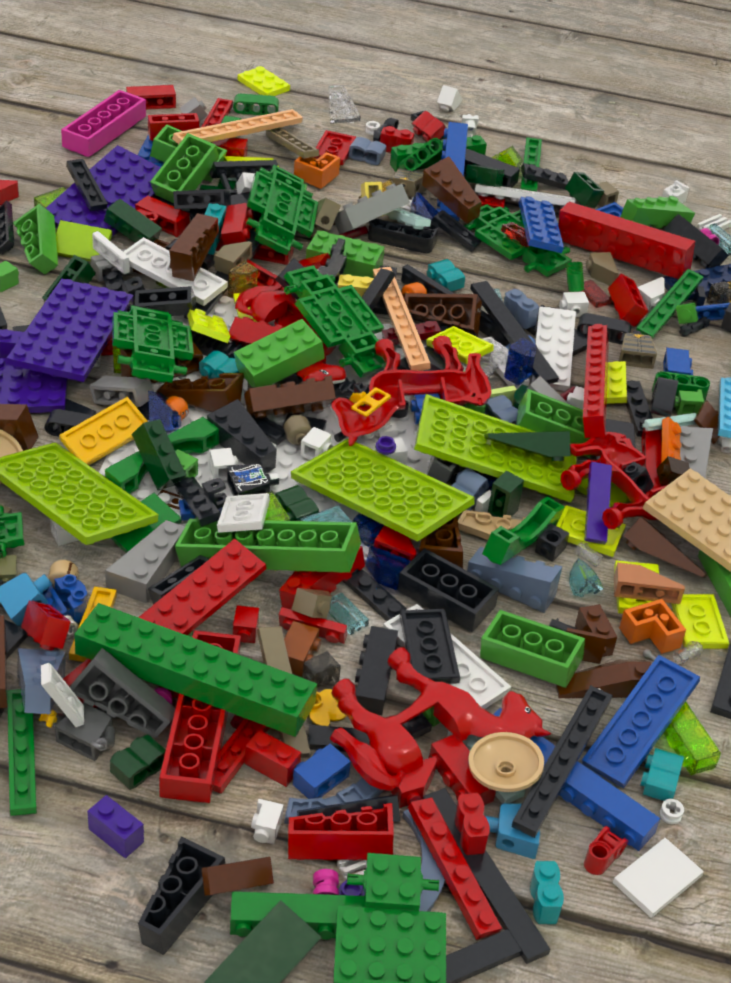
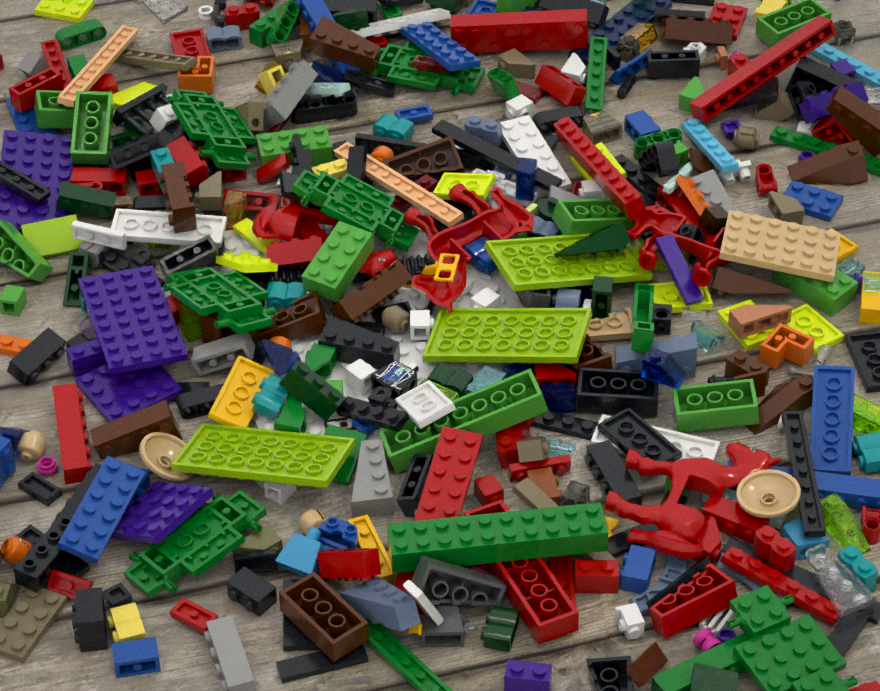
camera: 25 degrees left, 0 degrees up
(120, 445) = (270, 398): none -> teal brick
(386, 445) = (483, 299): dark purple plate -> none
(476, 271) = (415, 114): none -> blue plate
(499, 586) = (662, 368): none -> clear blue slope
(514, 896) = (839, 583): none -> clear wing
(570, 836) = (842, 524): none -> clear neon green slope
(686, 313) = (616, 77): bright green plate -> none

